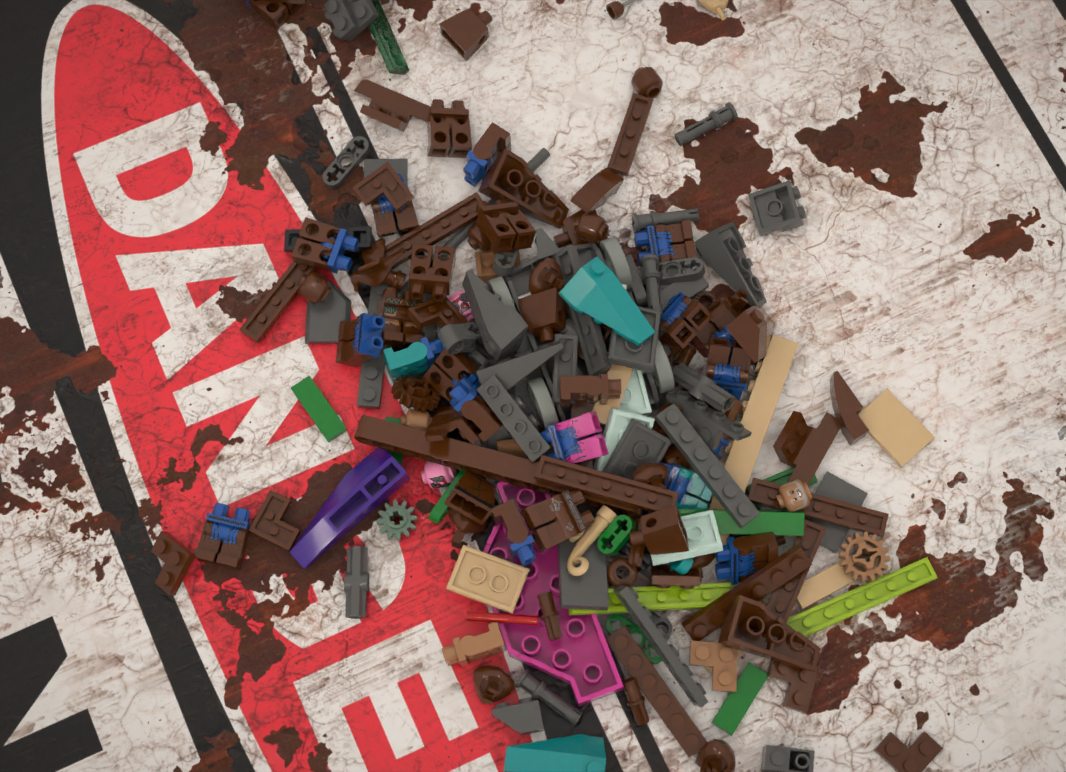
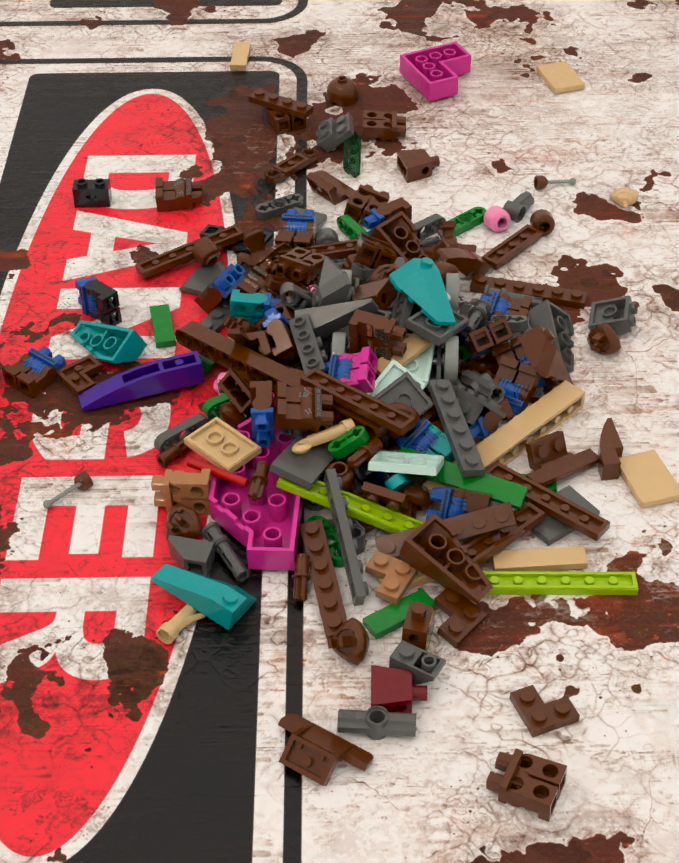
camera: 25 degrees right, 30 degrees down
(123, 229) = (92, 193): none -> black brick
(221, 191) = (177, 194): none -> reddish brown hips
(237, 410) = (97, 301): none -> black hips
(284, 468) = (109, 342): none -> teal wedge
(324, 246) = (226, 230): reddish brown hips -> none
(325, 86) = (291, 165): none -> reddish brown plate
(356, 582) = (116, 428): dark grey piece -> none
(361, 669) = (81, 482): none -> hinge
(385, 182) = (294, 205): reddish brown plate -> none
(388, 520) = (176, 402): sand green gear -> none
(426, 561) = (172, 435): none -> dark grey beam
(429, 204) = (326, 235): none -> dark grey head
(431, 585) = (172, 452): none -> reddish brown axle
(451, 176) = (350, 227): none -> green beam
(527, 137) = (431, 226): none -> dark grey beam
(562, 117) = (472, 217): none -> green beam
(566, 165) = (447, 240): none -> reddish brown animal
(596, 95) = (496, 219): none -> bright pink head
(609, 65) = (518, 206): none -> dark grey piece
(662, 532) = (387, 440): reddish brown torso -> none
(675, 198) = (556, 295): none -> reddish brown plate
(714, 120) = (587, 256): dark grey pin -> none
(771, 721) = (419, 622): none -> reddish brown torso
(784, 252) = (604, 339): none -> reddish brown piece
(794, 495) = (526, 474): medium nougat head -> none
(866, 566) = (571, 545): medium nougat gear -> none

